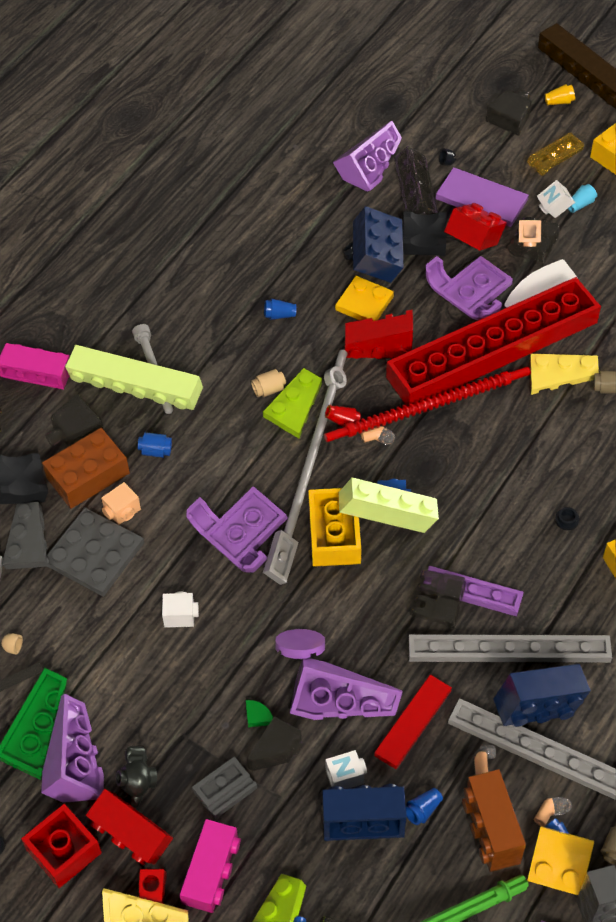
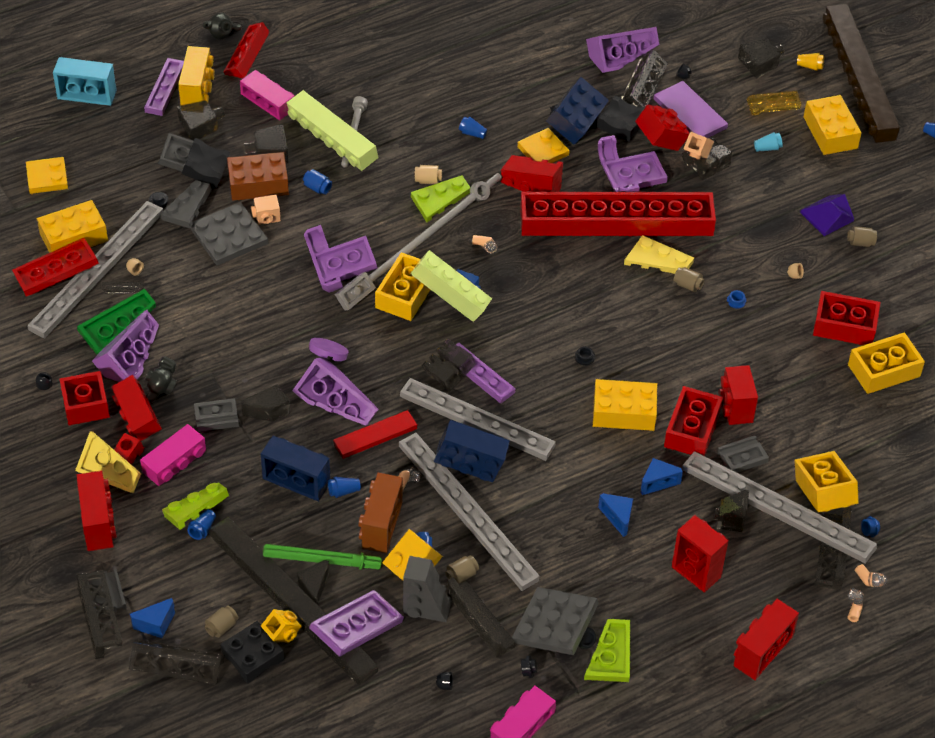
camera: 25 degrees right, 5 degrees down
(179, 609) = (260, 293): white brick -> none
(257, 714) = (269, 380): green tile -> none
(342, 415) = (466, 218): red cone -> none
(346, 770) = (305, 437): white brick -> none
(351, 429) = (609, 244): red hose -> none
(540, 281) = (698, 186): white sticker -> none
(550, 808) = (433, 528): arm -> none
(555, 199) = (744, 134): white brick -> none

